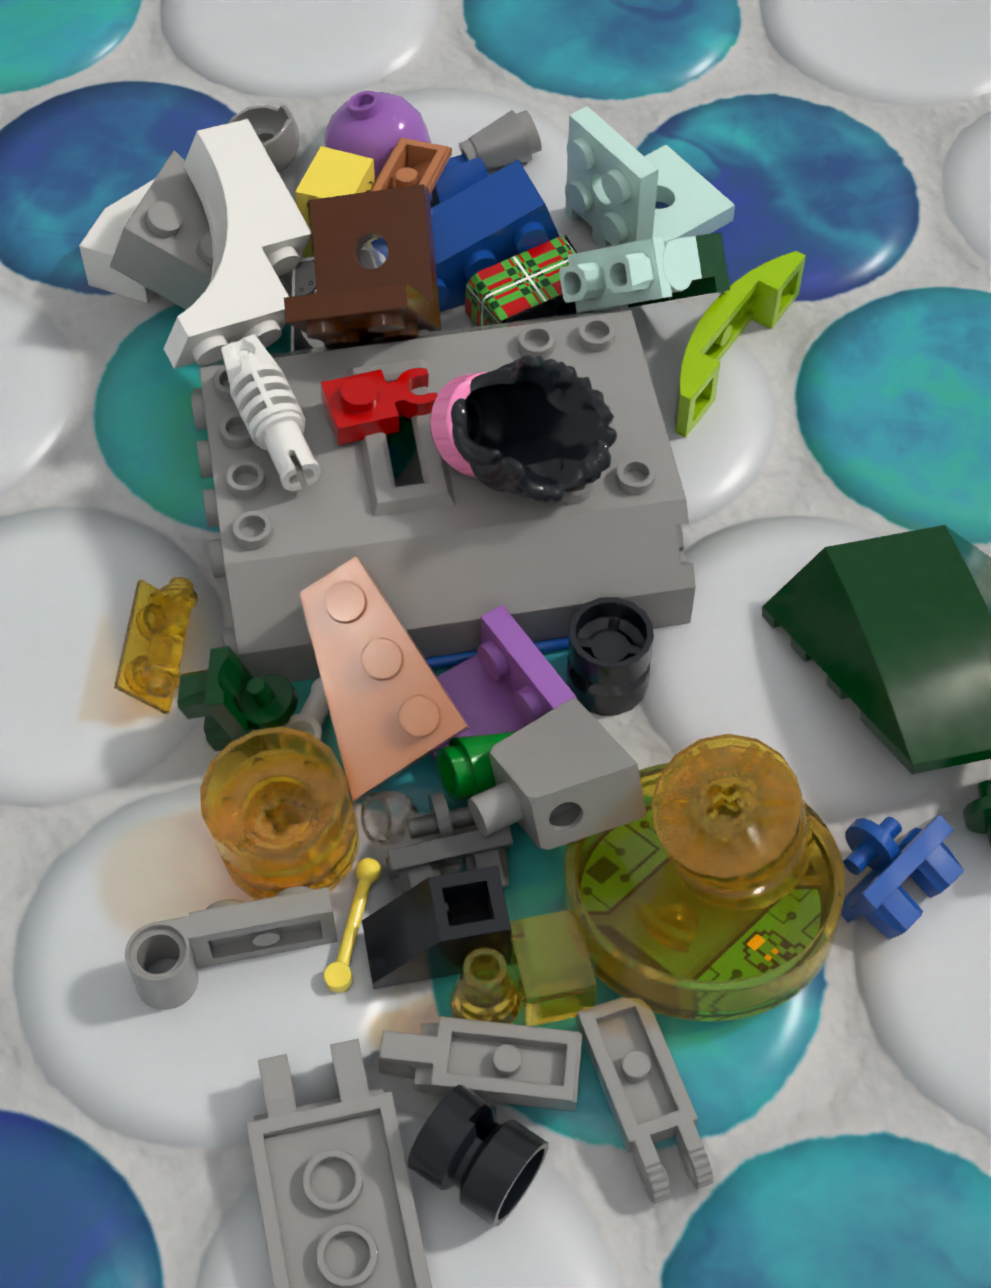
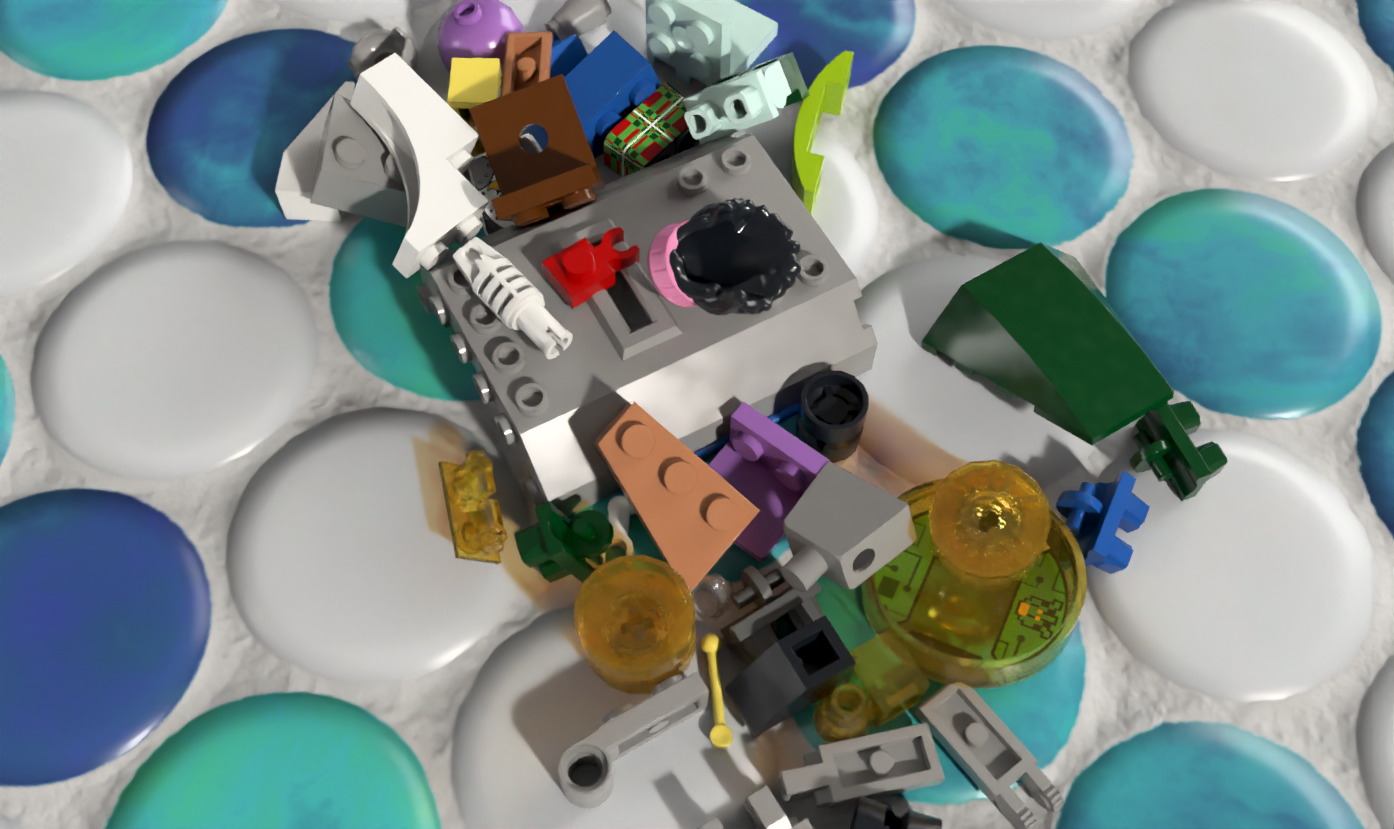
camera: 20 degrees left, 5 degrees up
(466, 765) = (764, 539): green cone -> none

